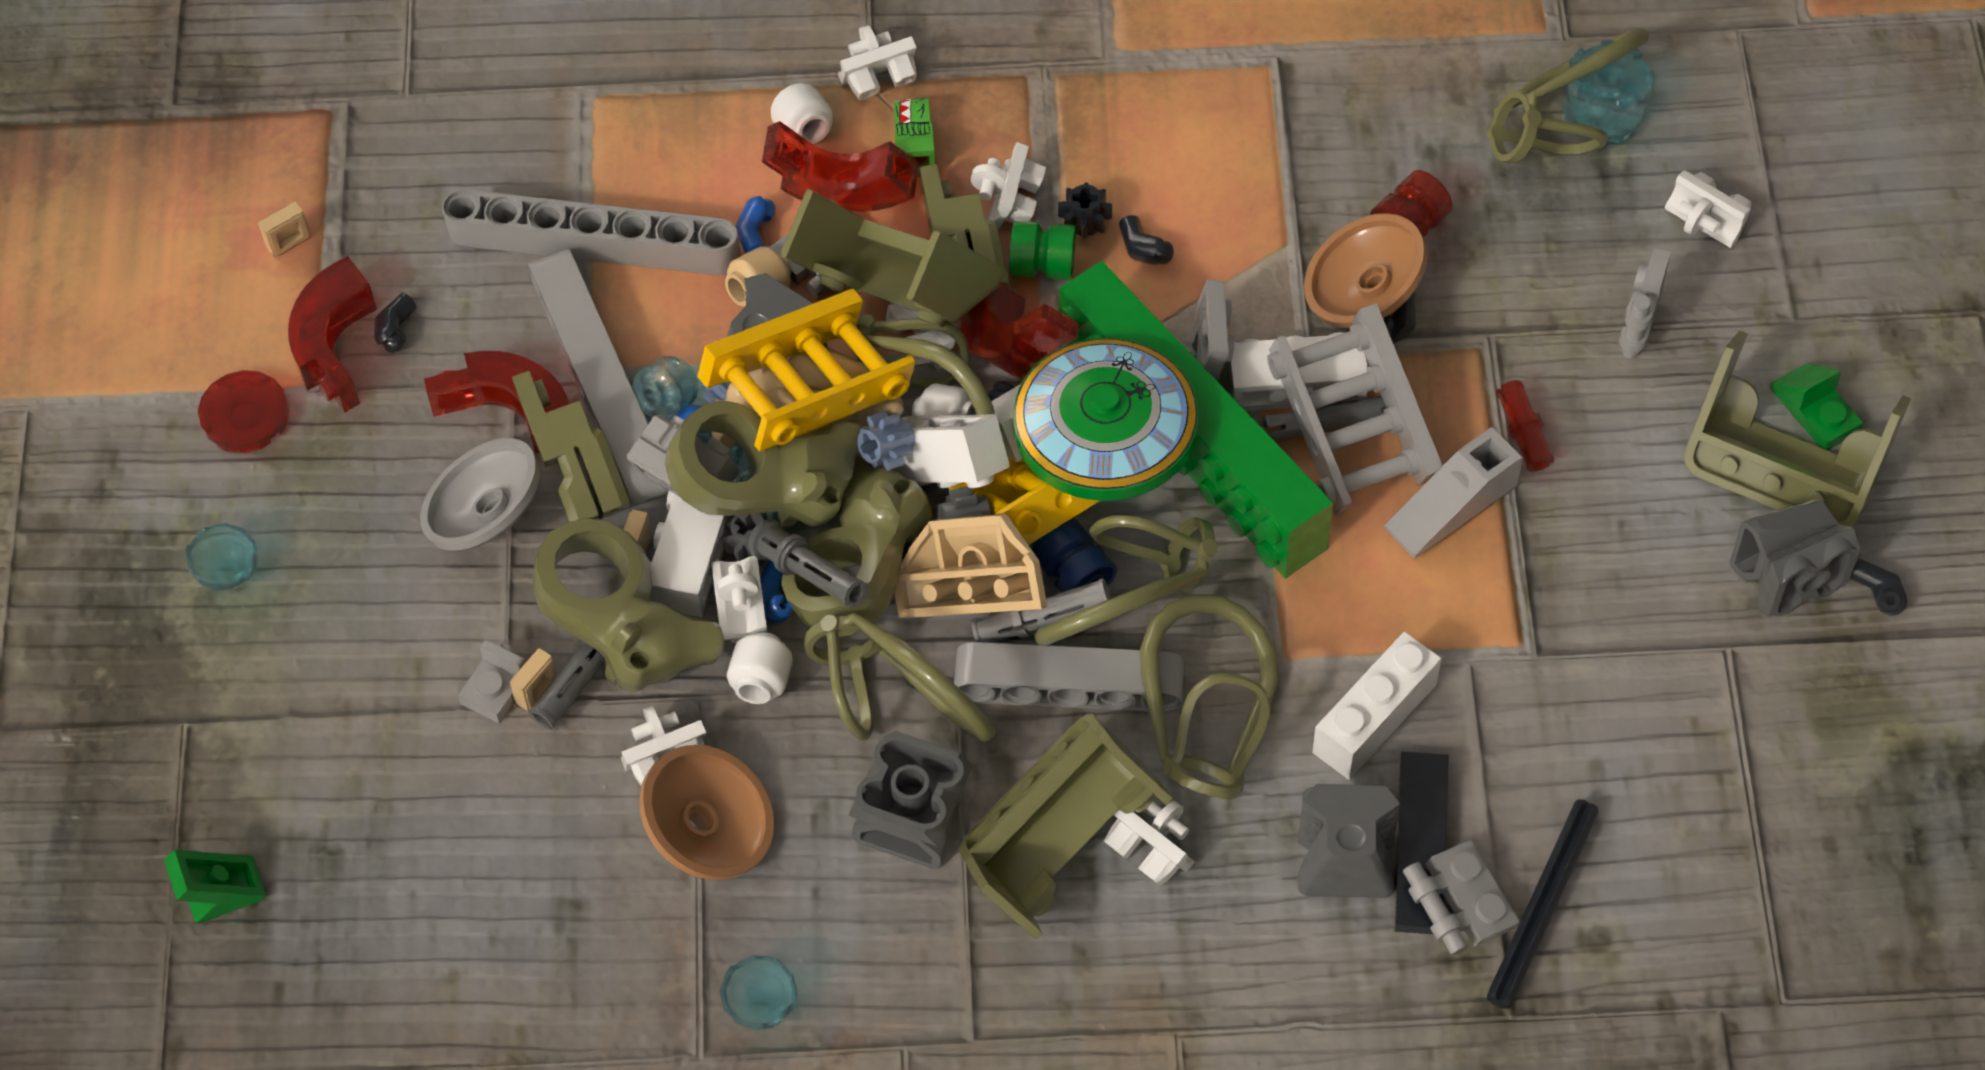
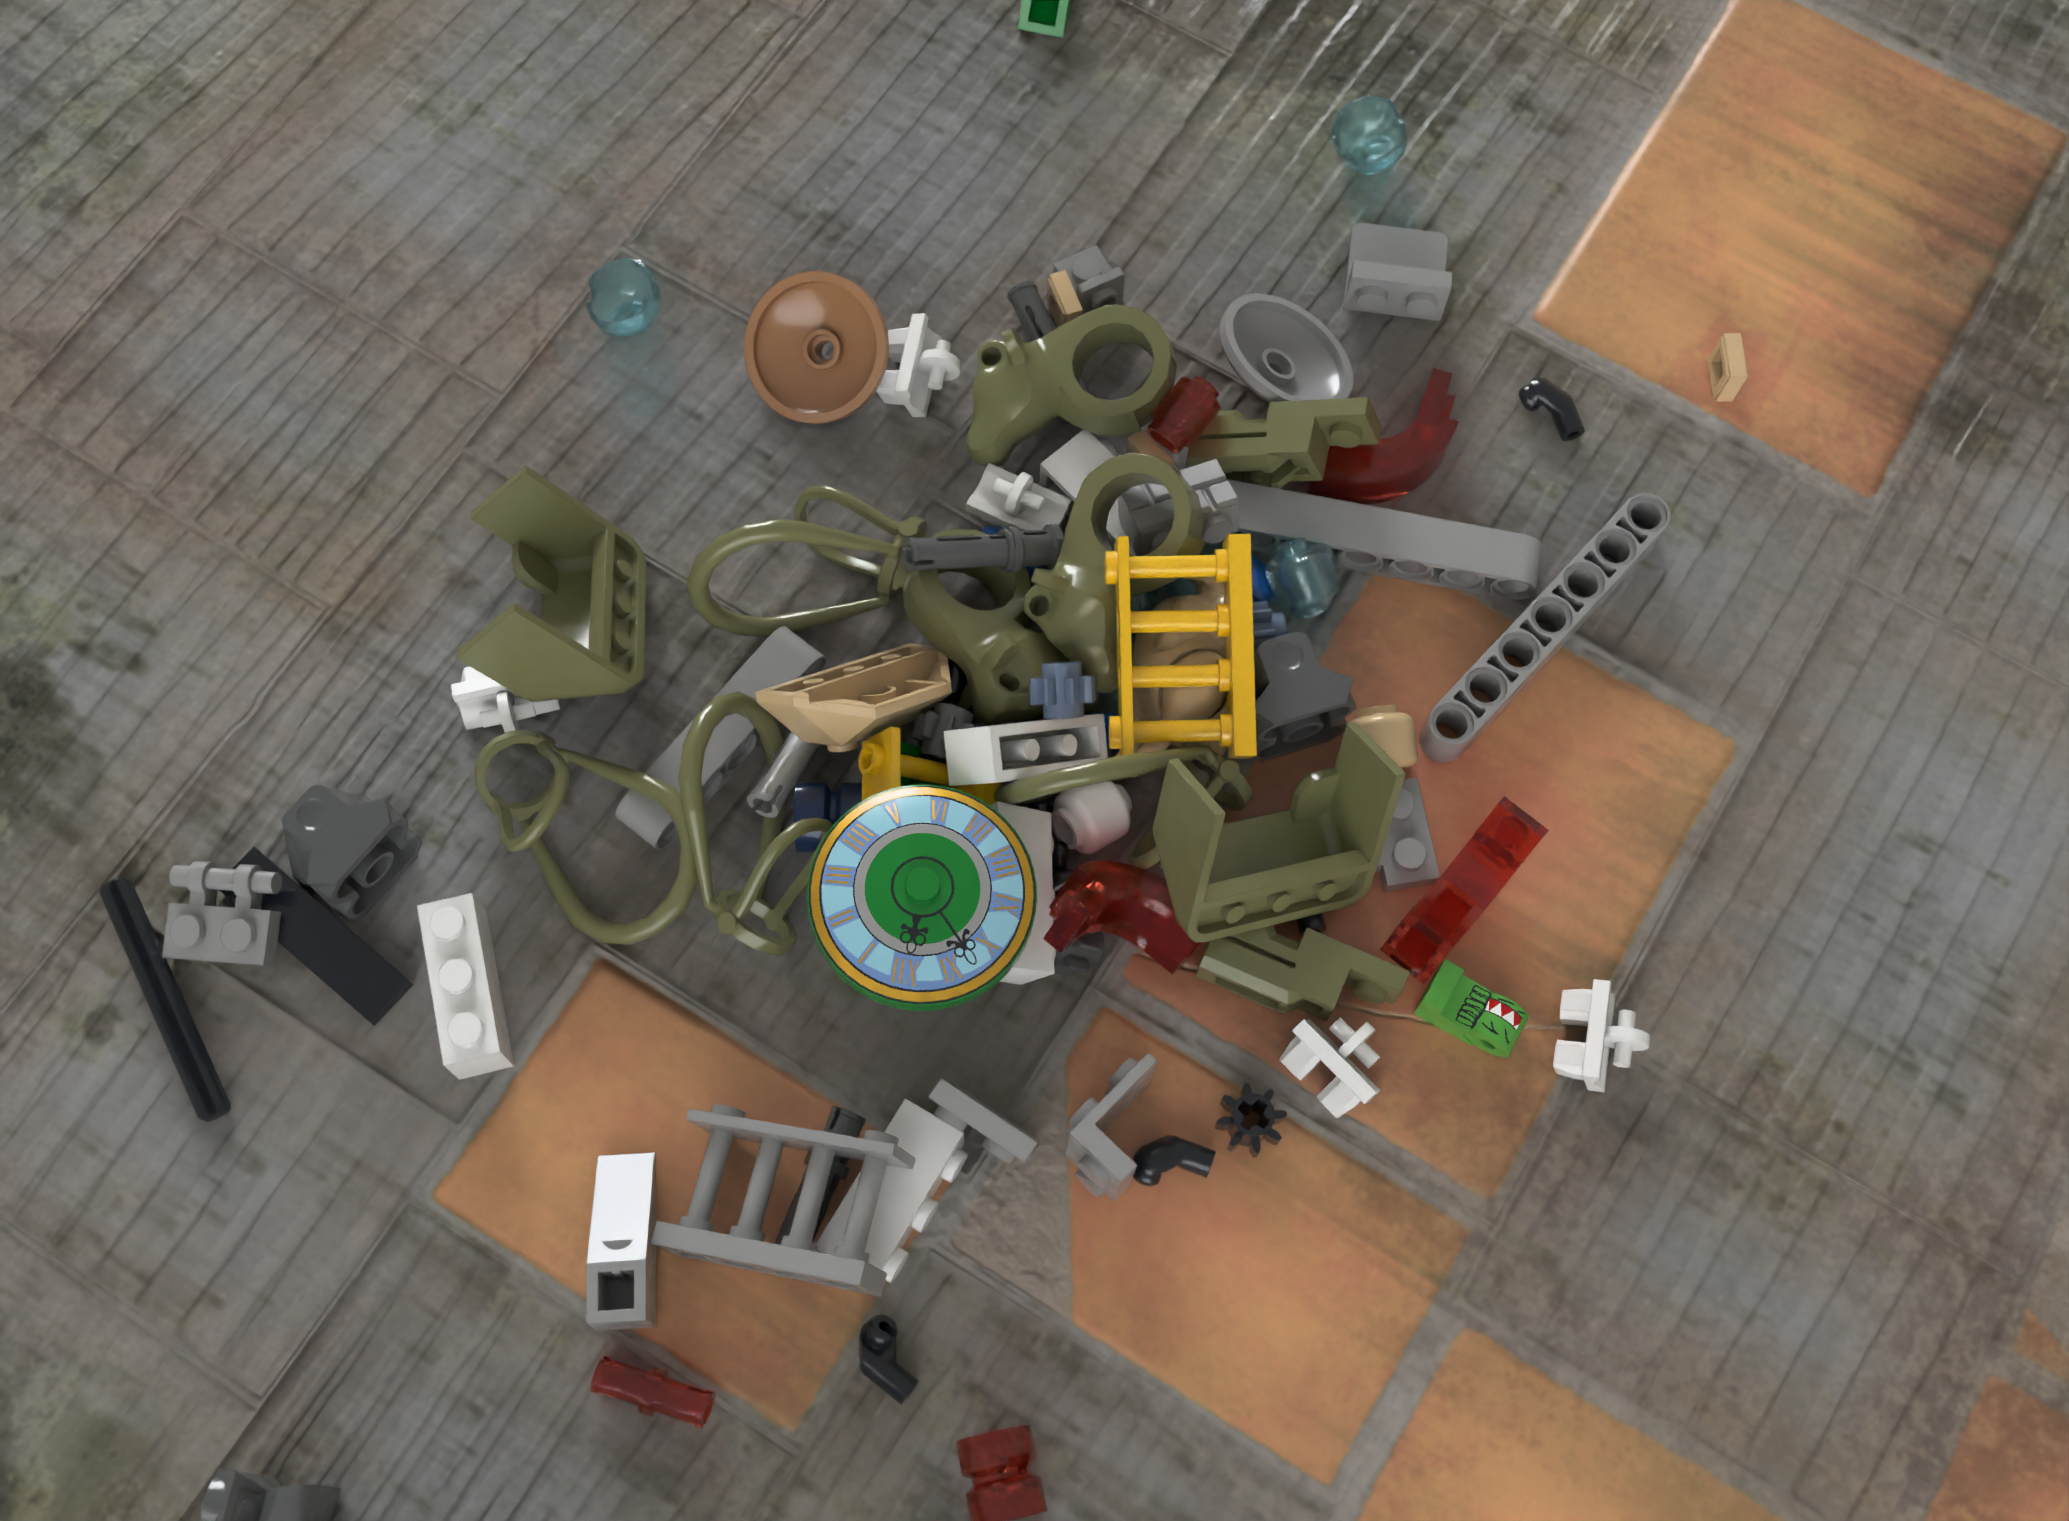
camera: 120 degrees right, 10 degrees up
(243, 411) = (1533, 241): clear red tile -> none
(318, 317) = (1583, 331): clear red arch -> none
(341, 478) = (1397, 272): none -> light grey bracket
(591, 506) = (1184, 414): none -> clear red brick
(753, 214) = (1464, 782): blue arm -> none
(759, 668) = (934, 482): white head -> none
(803, 111) = (1570, 912): white head -> none
(909, 798) = (692, 503): dark grey piece -> none
(1043, 251) = (1228, 1030): green wheel -> none
(1159, 273) = (1100, 1161): none -> light grey bracket
(1232, 456) = (844, 1035): green brick -> none
(1364, 265) = (968, 1333): medium nougat dish -> none

